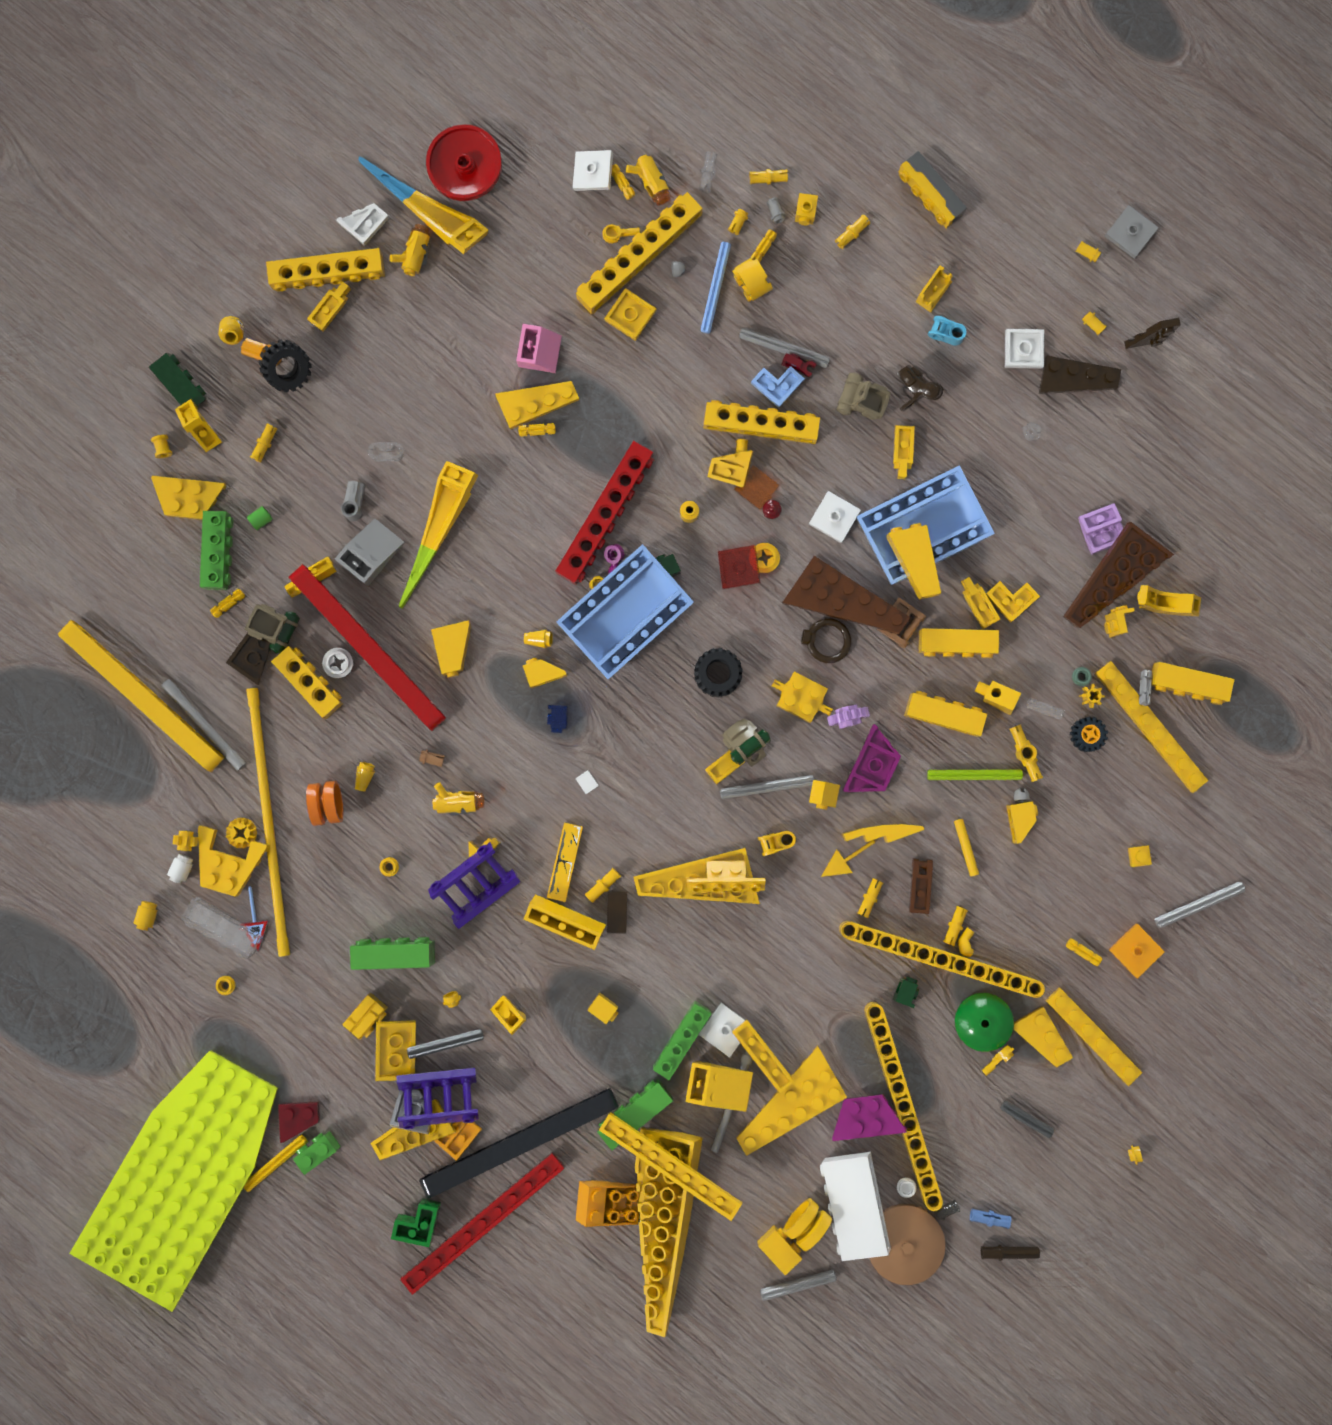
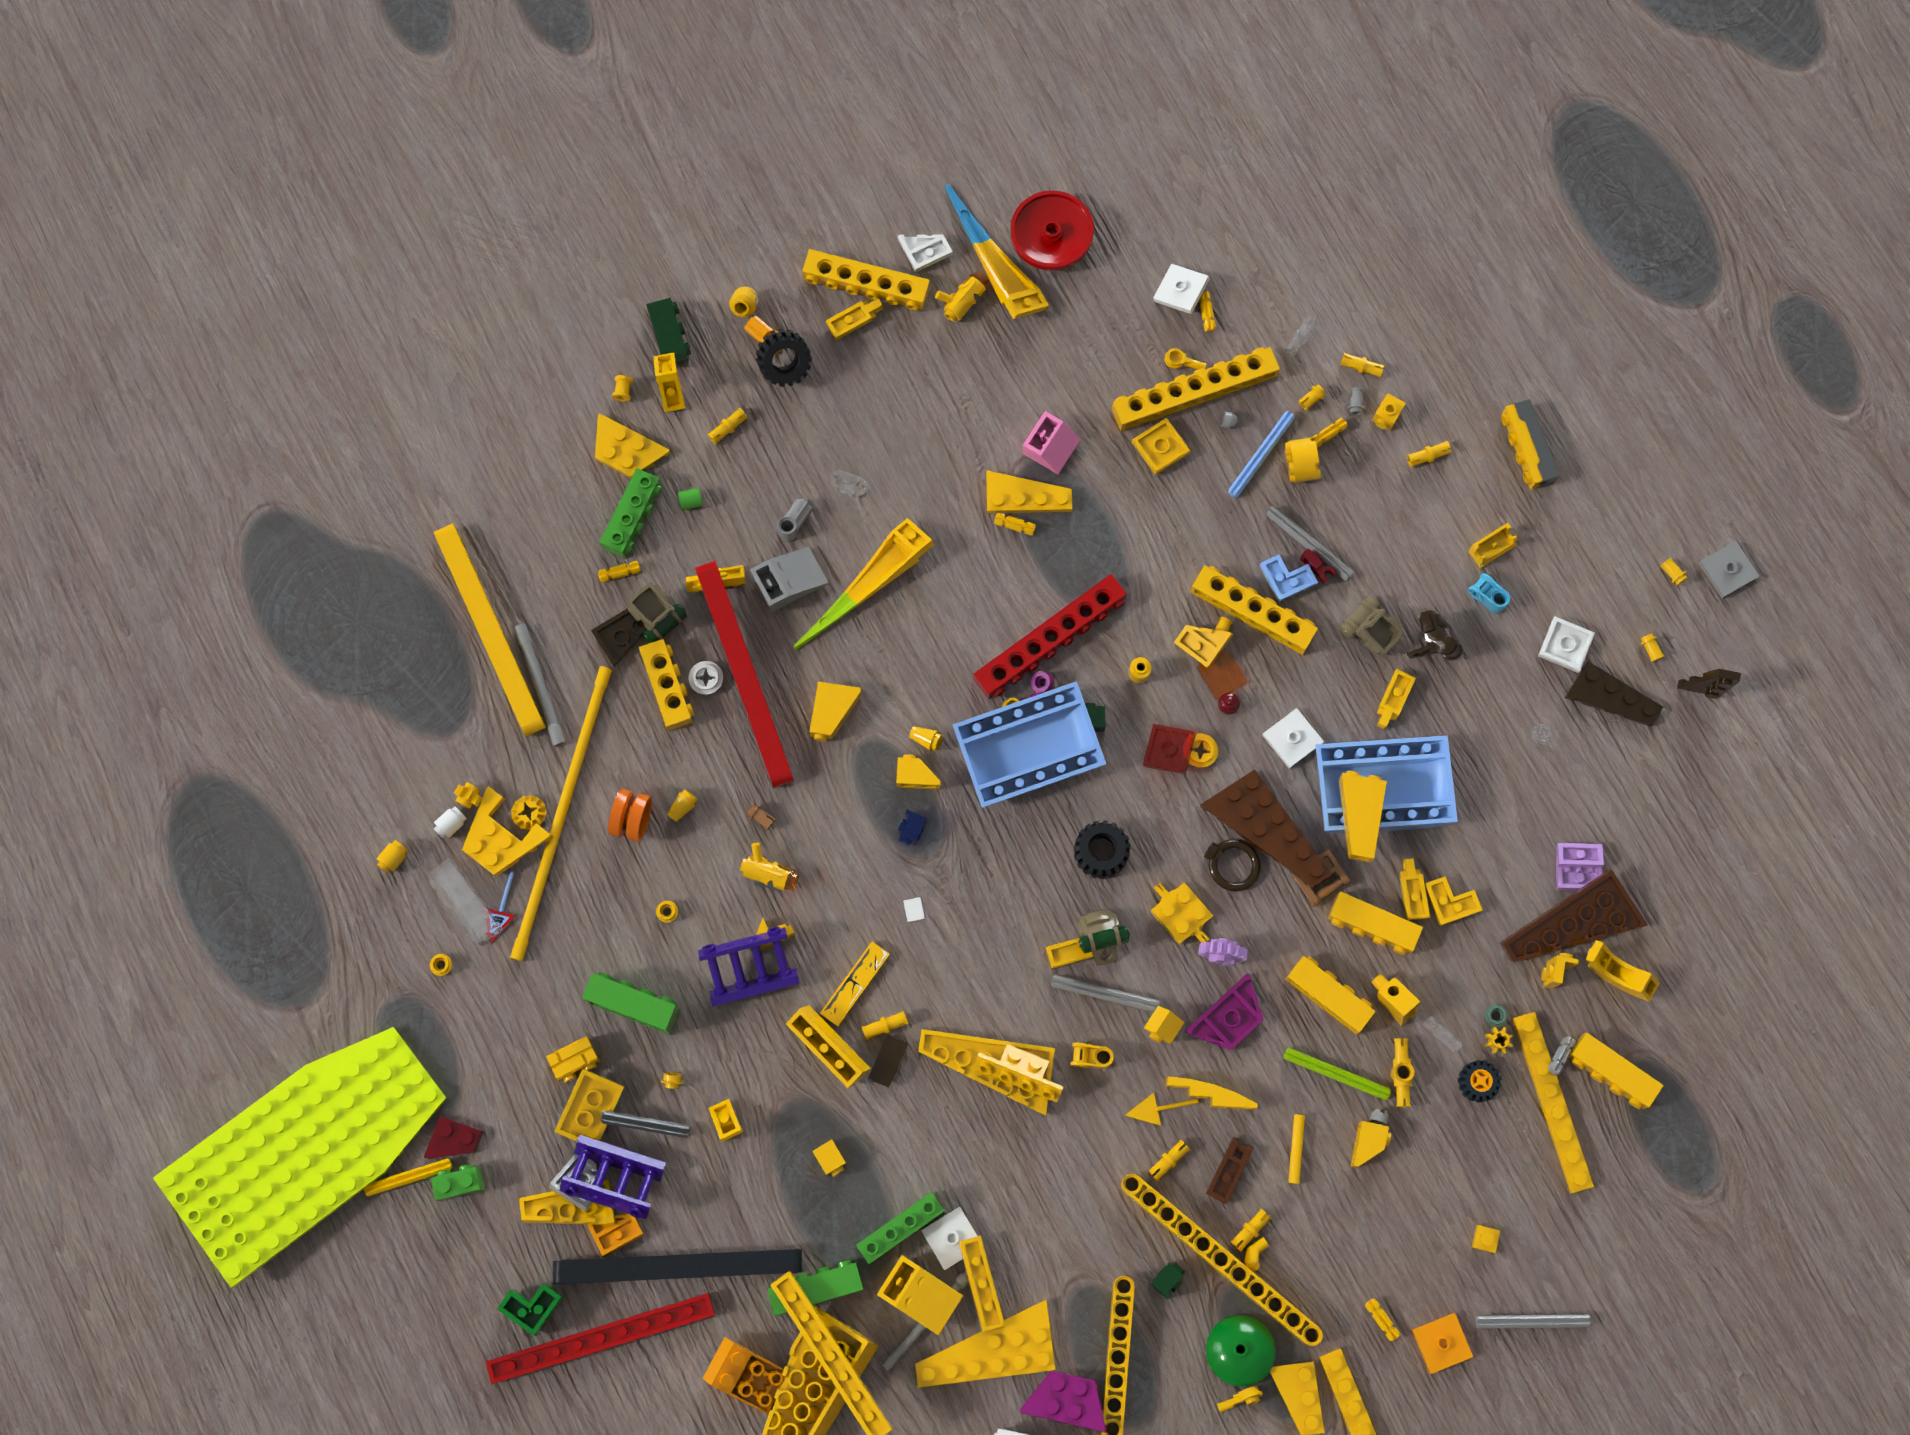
camera: 25 degrees right, 10 degrees down
(652, 178) = (1240, 320): yellow piece -> none

